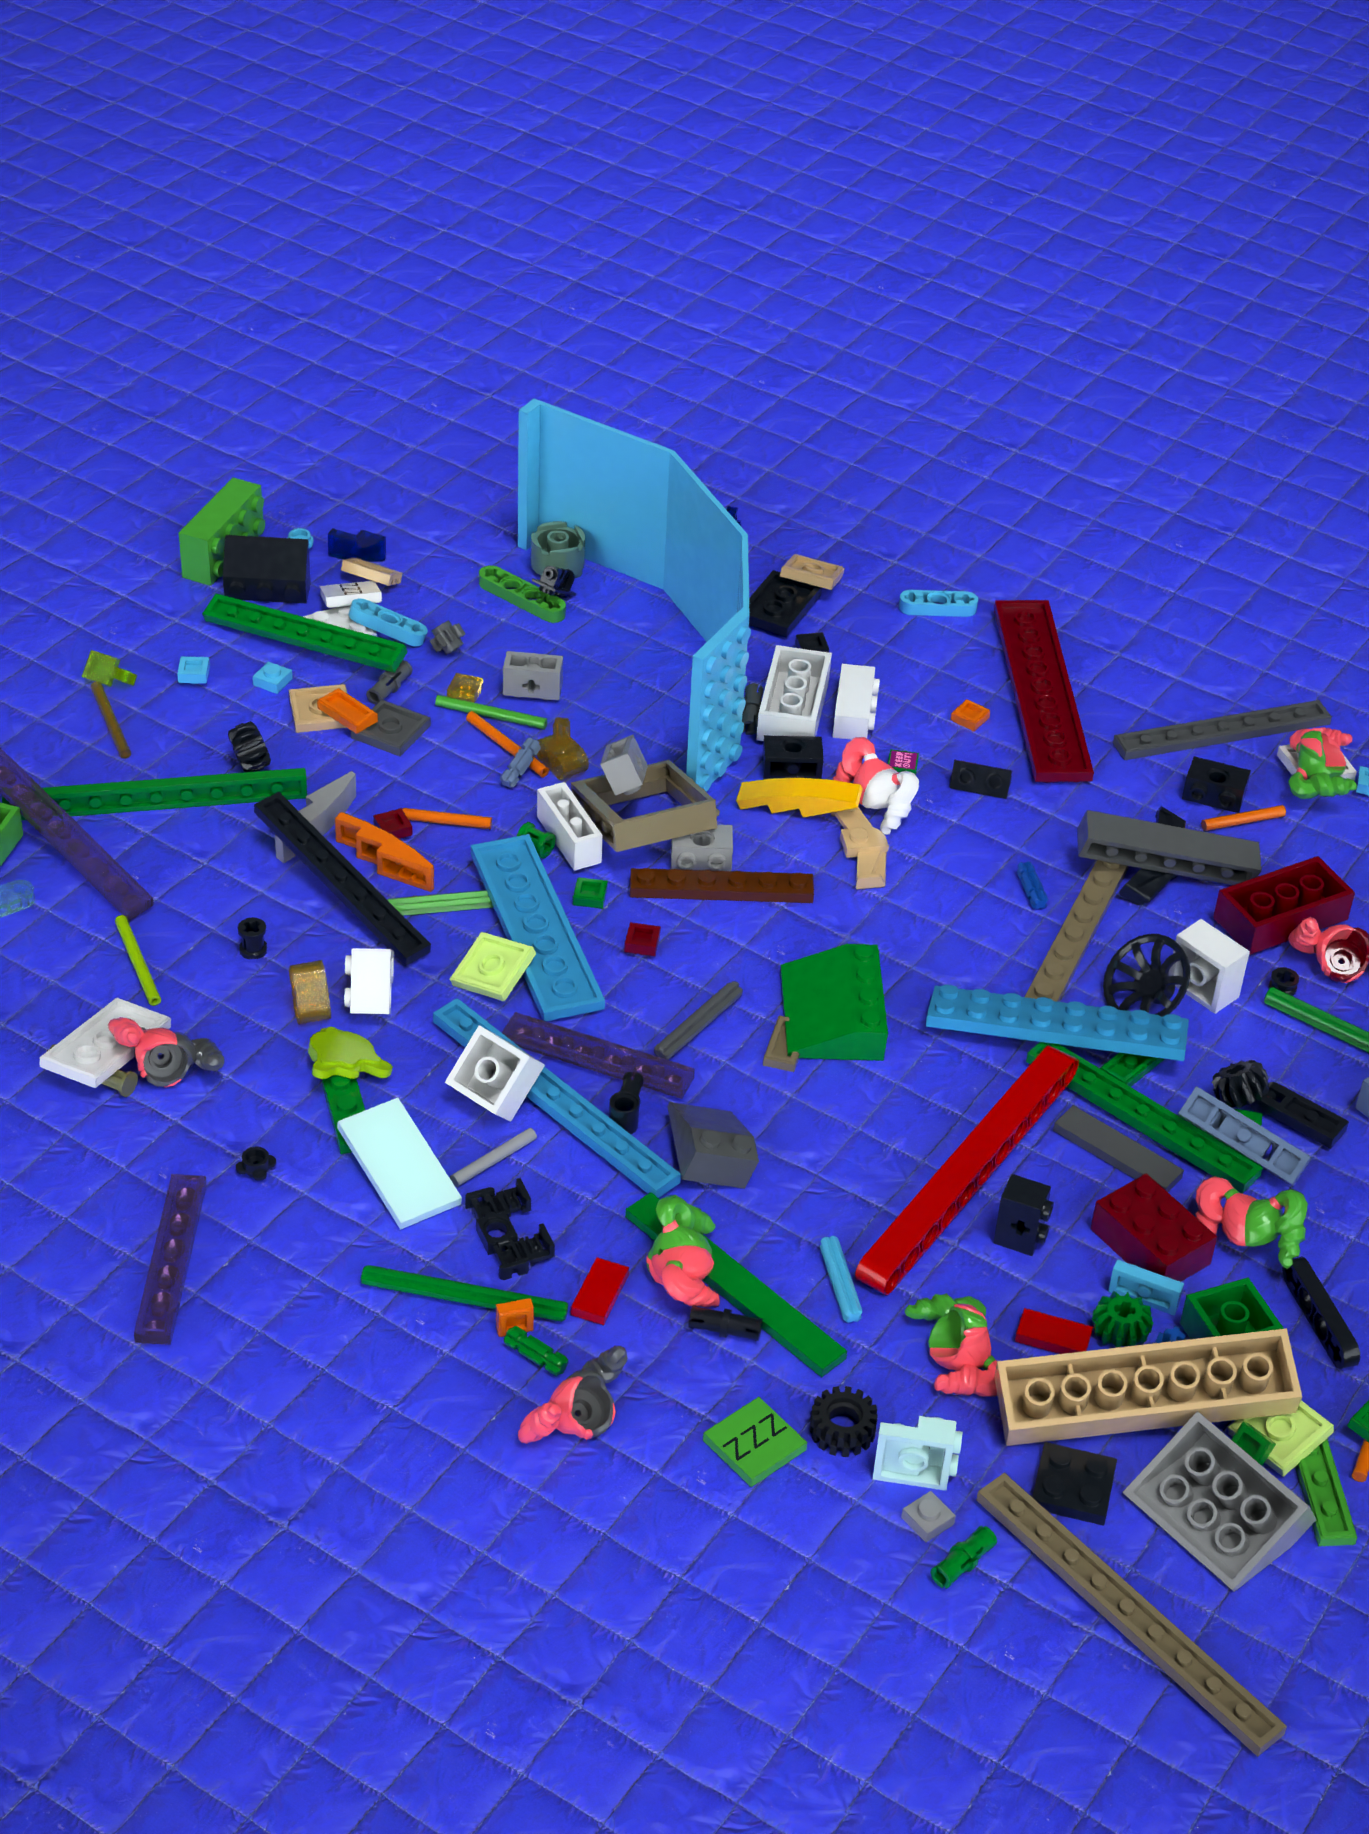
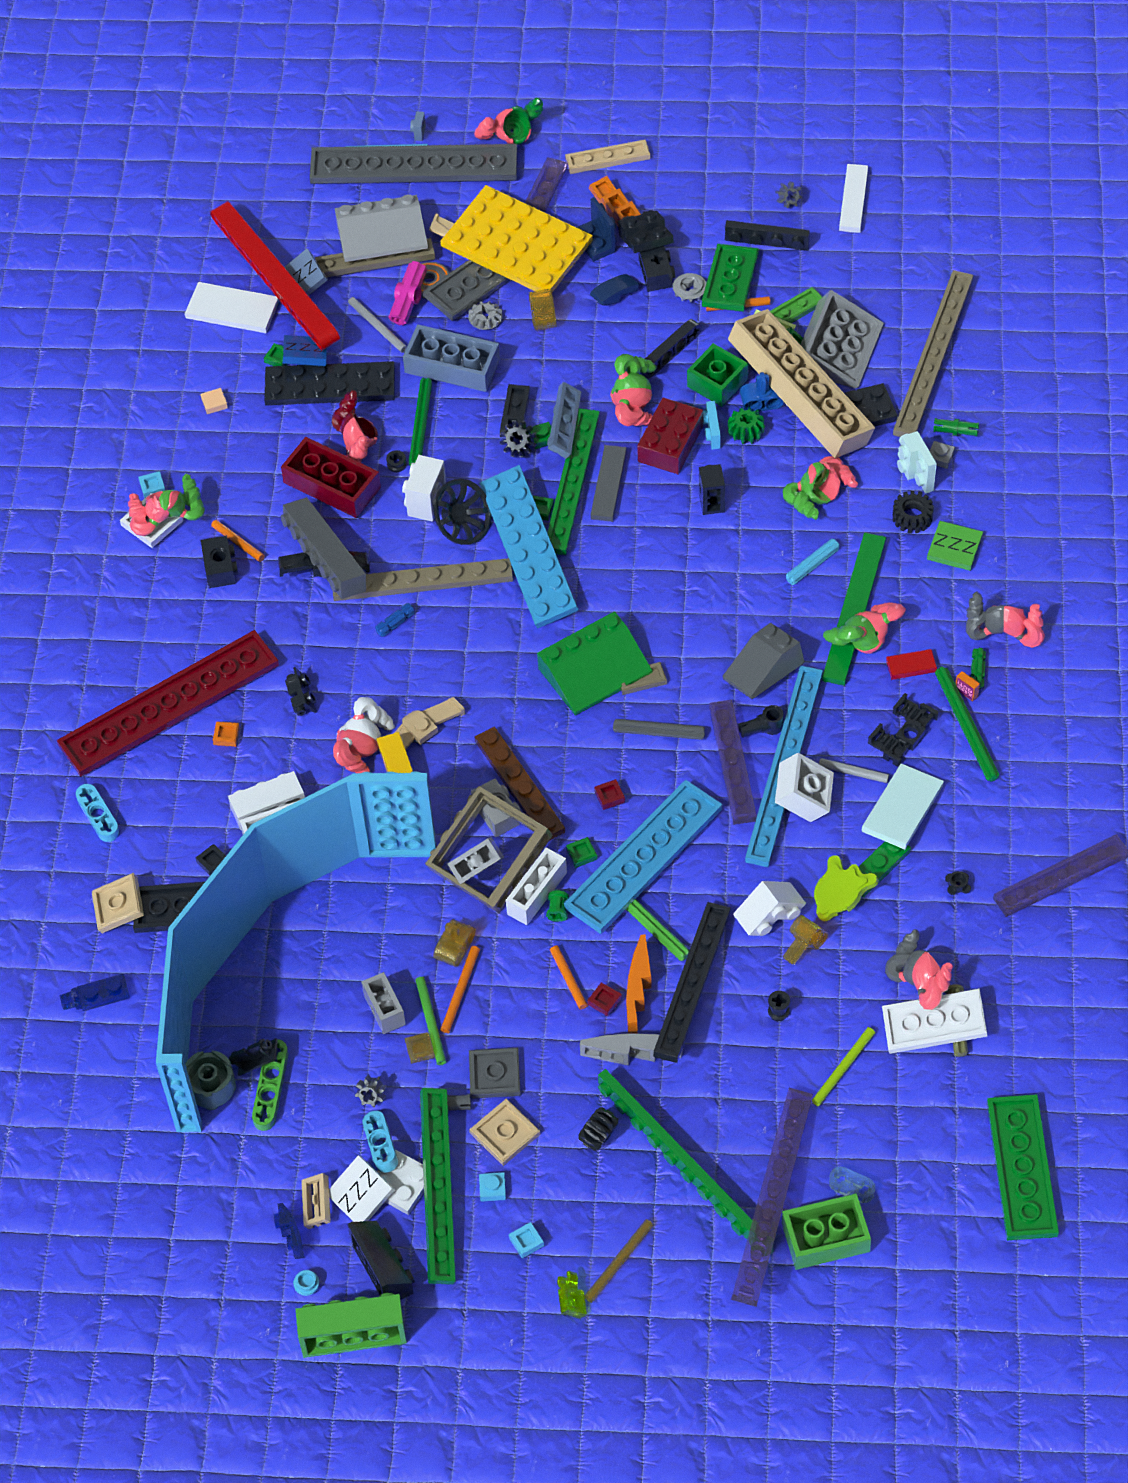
camera: 115 degrees left, 15 degrees up
(347, 710) = (505, 1101): orange tile -> none
(493, 966) = (701, 855): yellowish green tile -> none
(520, 762) = (483, 960): sand blue axle -> none
(725, 1323) = (888, 591): black pin -> none
(903, 761) = (313, 746): tile -> none
(966, 1171) = (686, 533): red beam -> none
(1052, 1333) = (774, 454): red tile -> none
(1221, 730) = (142, 588): dark grey tile -> none

